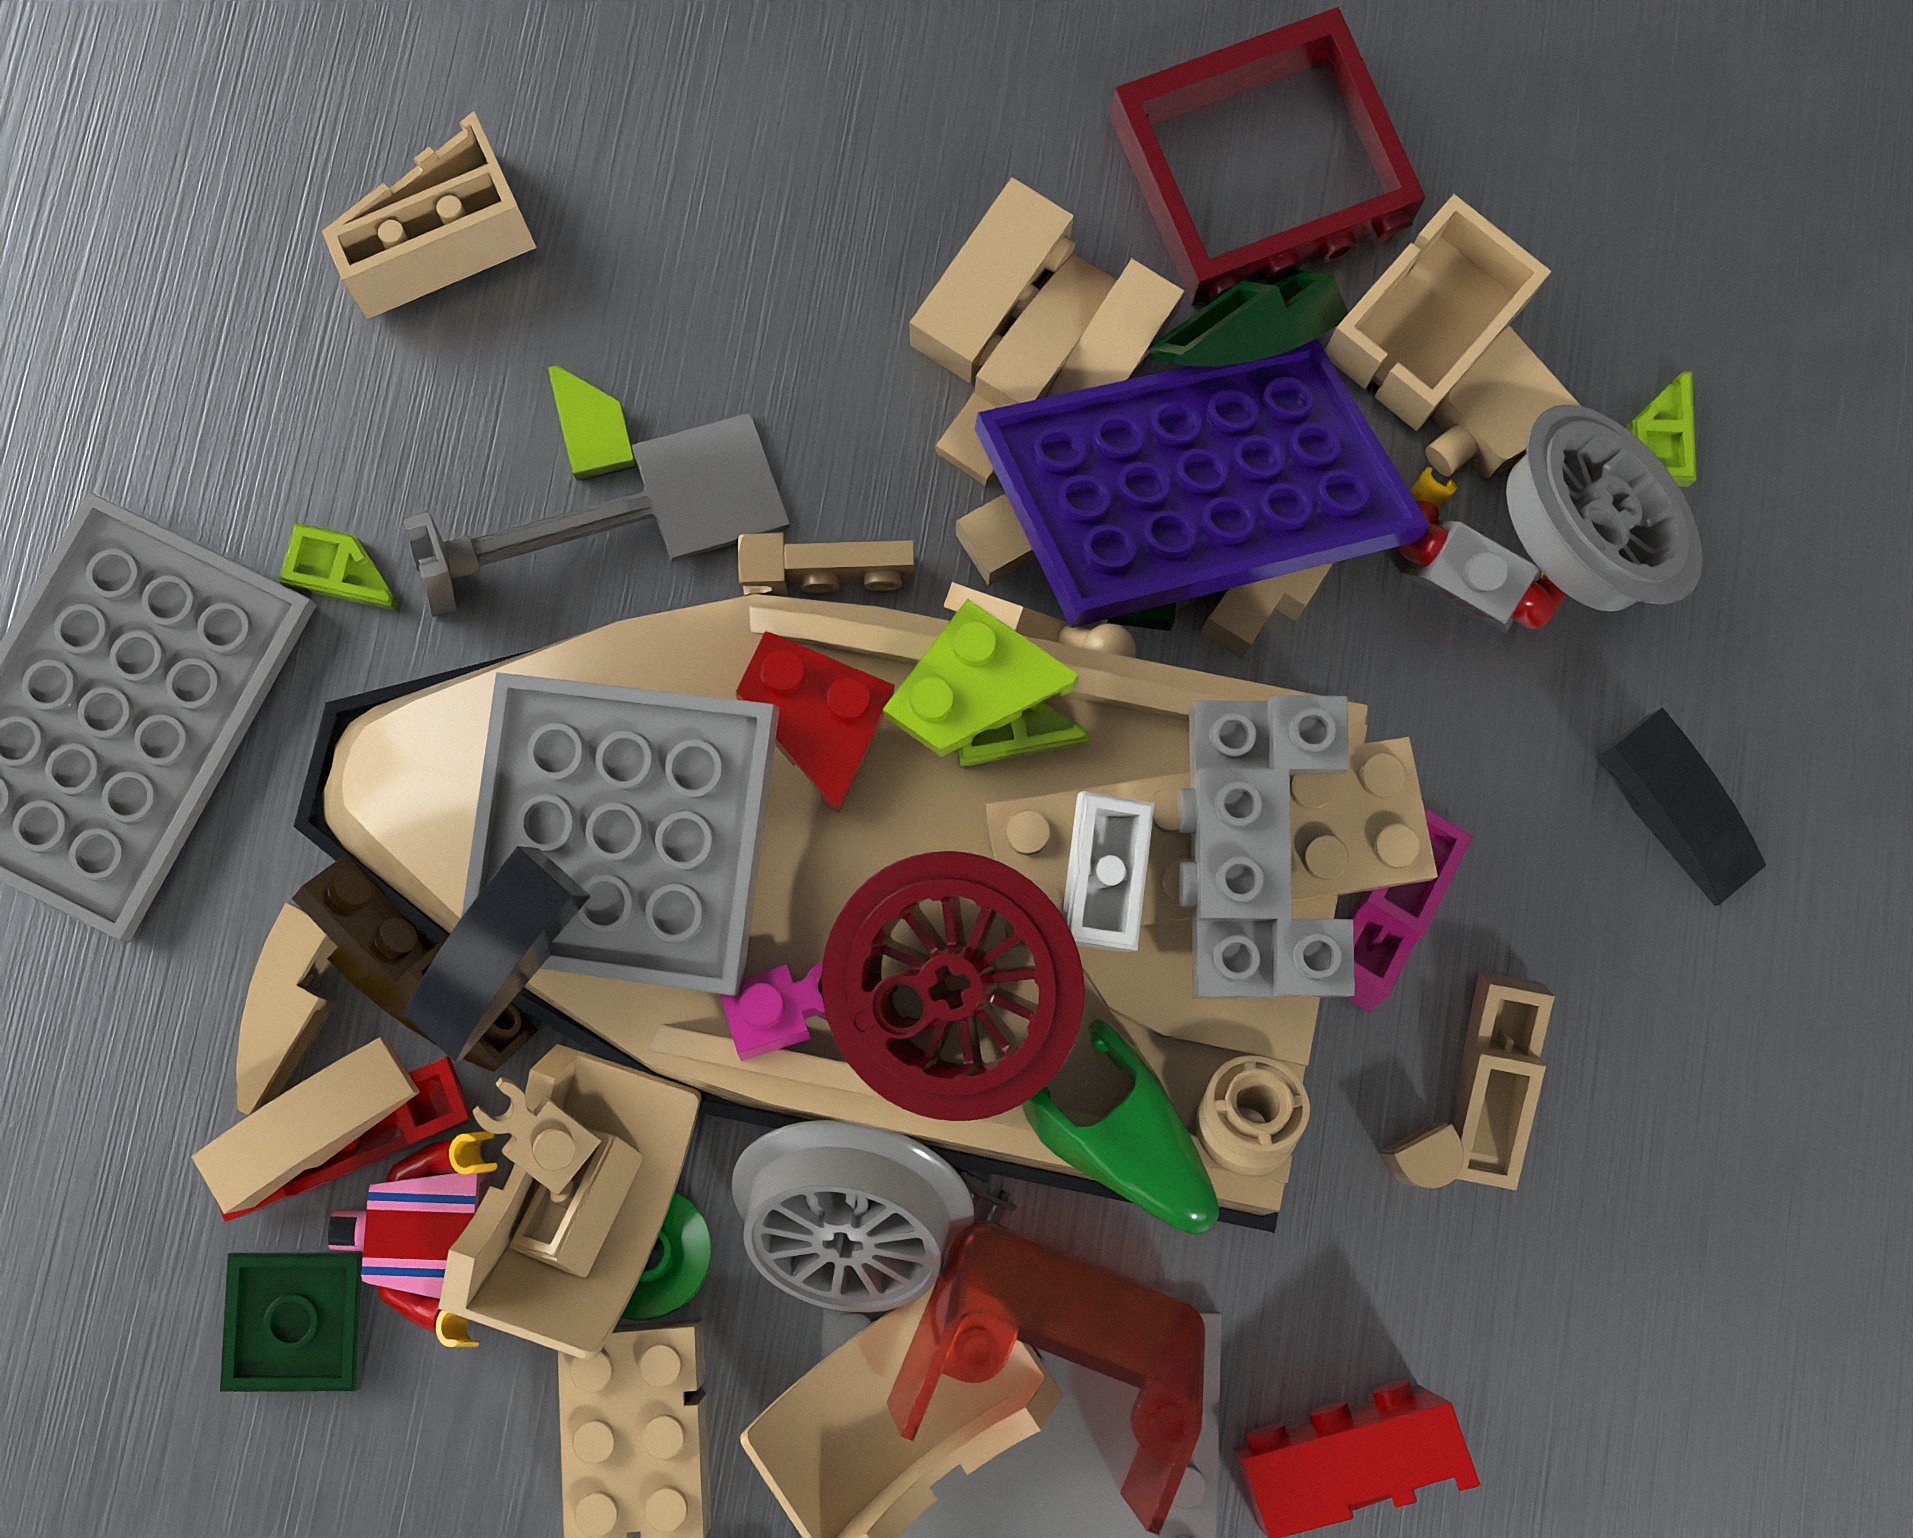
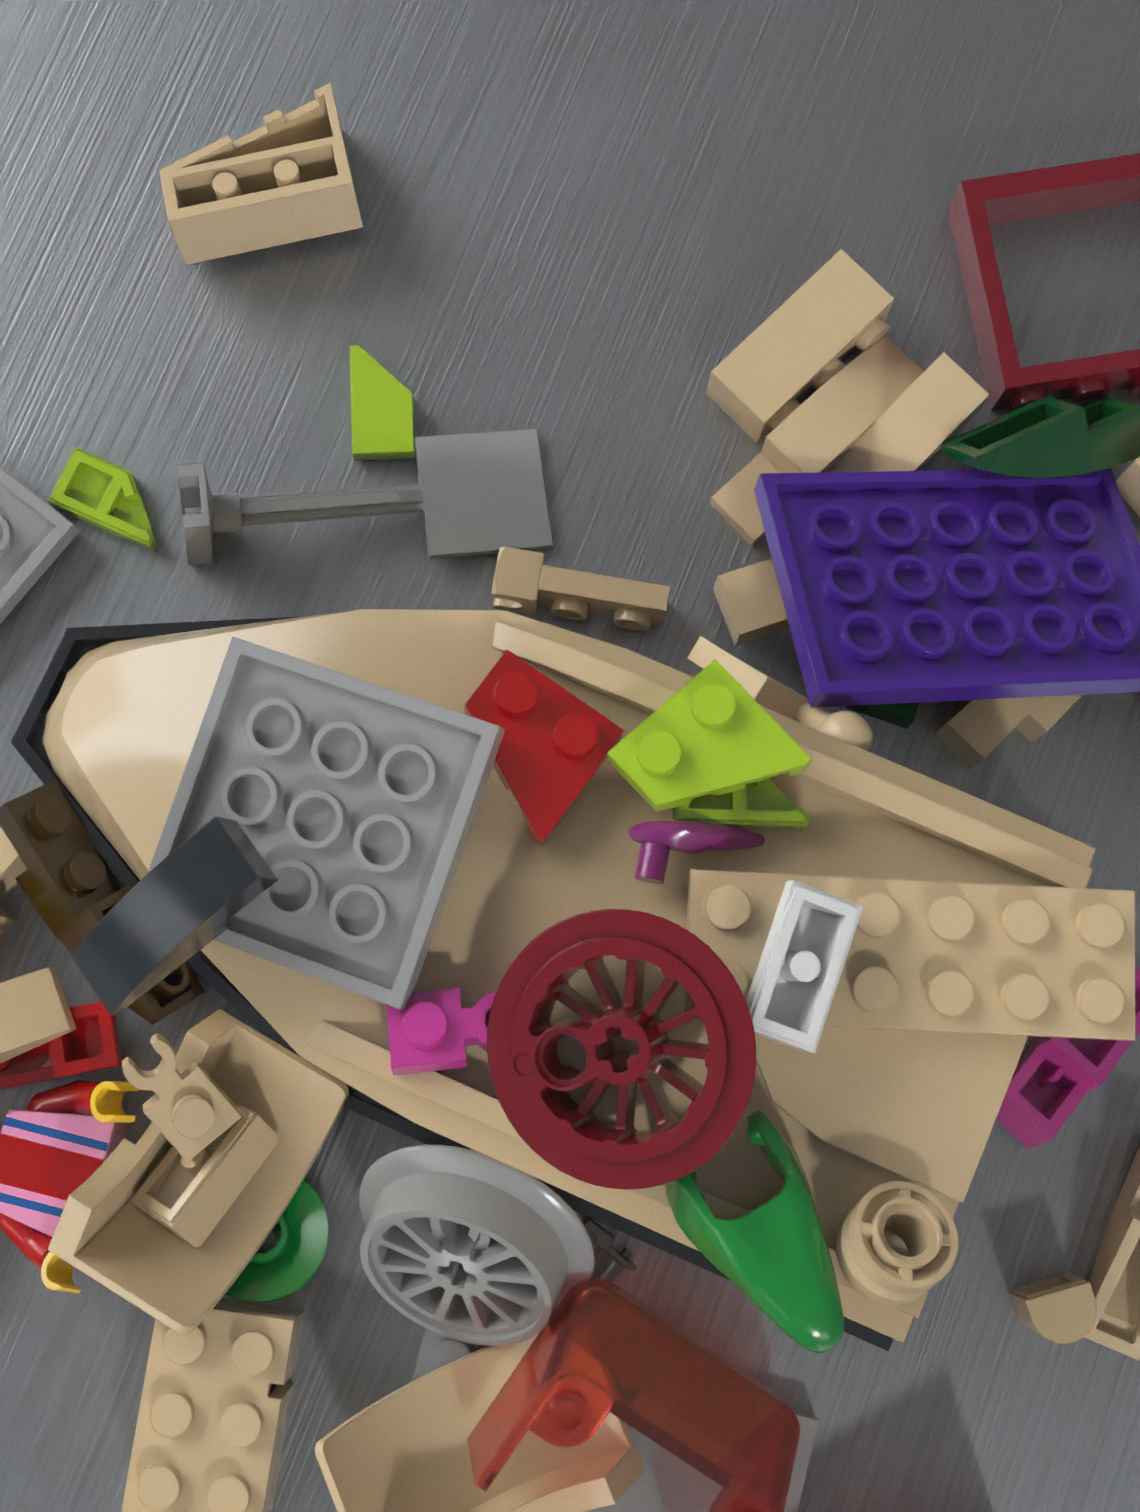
camera: 15 degrees right, 0 degrees up
(974, 774) = (683, 836): none -> magenta bar
(1242, 849) = (944, 971): light grey bracket -> none

